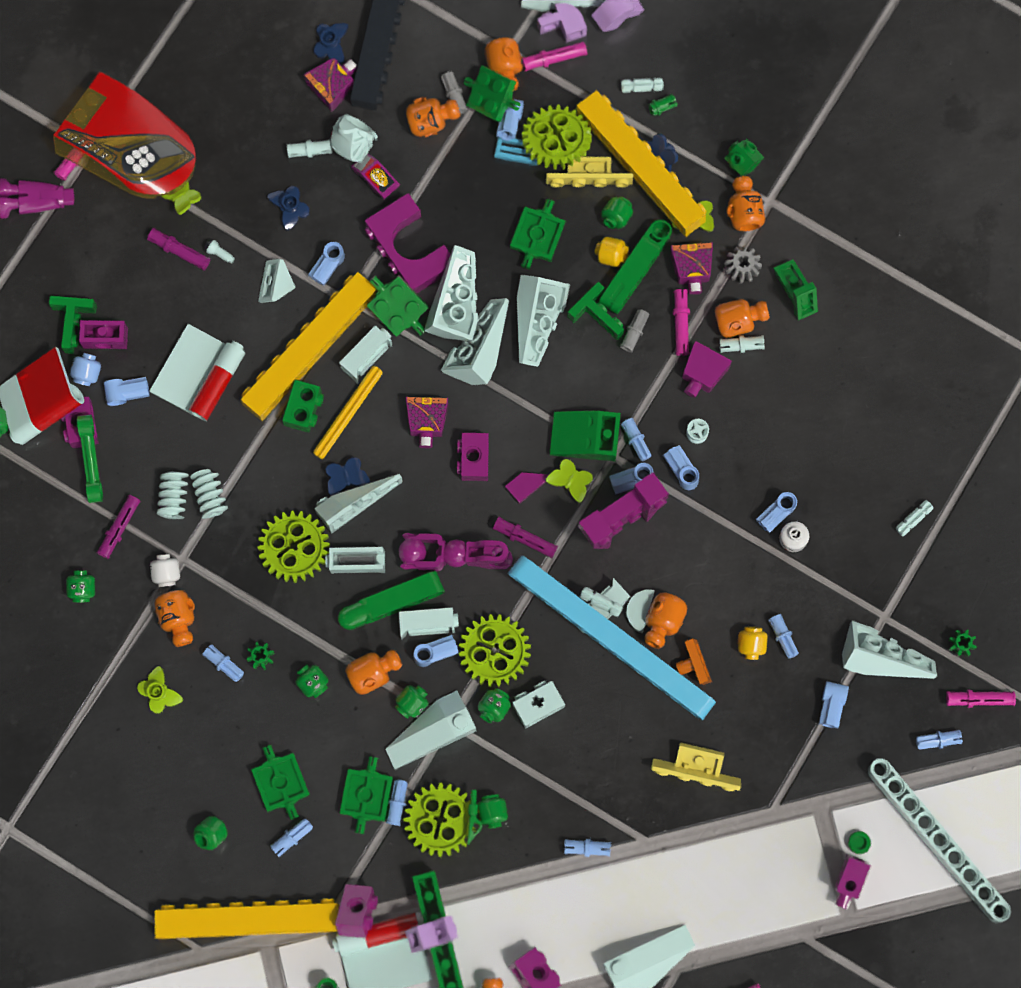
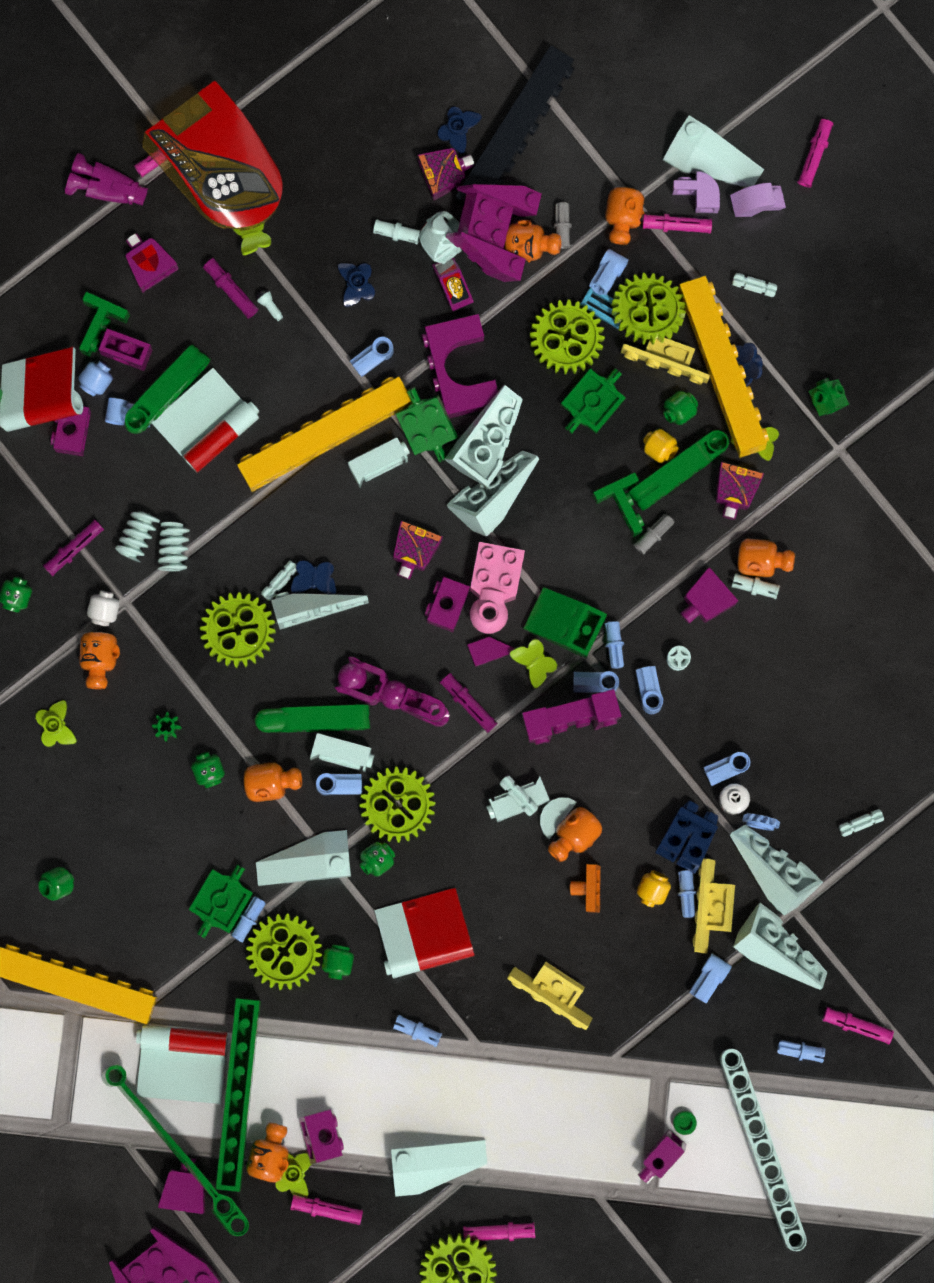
camera: 15 degrees right, 5 degrees up
(93, 483) = (73, 445): green piece -> none
(97, 251) = (149, 262): none -> magenta torso
(152, 356) = (166, 389): none -> green piece
(223, 663) = (128, 720): light blue axle -> none
(275, 281) = (315, 356): light aqua slope -> none
(280, 782) = (142, 858): green plate -> none
(291, 837) = (133, 916): light blue axle -> none
(298, 405) = (291, 489): green brick -> none
(315, 490) = (279, 581): none -> light aqua axle
(347, 412) = (339, 514): yellow axle -> none
(355, 899) = (171, 999): magenta brick -> none
(356, 560) = (294, 665): light aqua window -> none
(387, 112) = (486, 223): none -> magenta wedge
(411, 701) = (298, 825): green head -> none
(432, 934) = (233, 1062): lavender brick -> none
(472, 812) = (315, 962): green hand -> none
(491, 93) = (598, 241): green plate -> none
(493, 168) = (573, 317): none -> lime gear
(510, 423) = (495, 583): none -> bright pink brick
(531, 714) = (411, 881): light aqua brick -> none
(538, 308) = (564, 479): light aqua wedge -> none
(561, 757) = (423, 933): none -> red door
(611, 637) = (515, 835): medium azure beam -> none
(662, 105) = (767, 313): green pin -> none
(681, 322) = (703, 543): dark pink pin -> none
(738, 257) = (778, 502): light grey gear -> none
(745, 206) = (811, 448): orange piece -> none
(769, 577) = (689, 828): none -> dark blue hips
(798, 289) = (832, 552): green bracket -> none
(813, 639) = (714, 906): none -> light yellow bracket
(825, 548) = (761, 822): none -> light blue gear
(863, 593) = (778, 876): none -> light aqua wedge
(962, 637) = (857, 970): green gear -> none

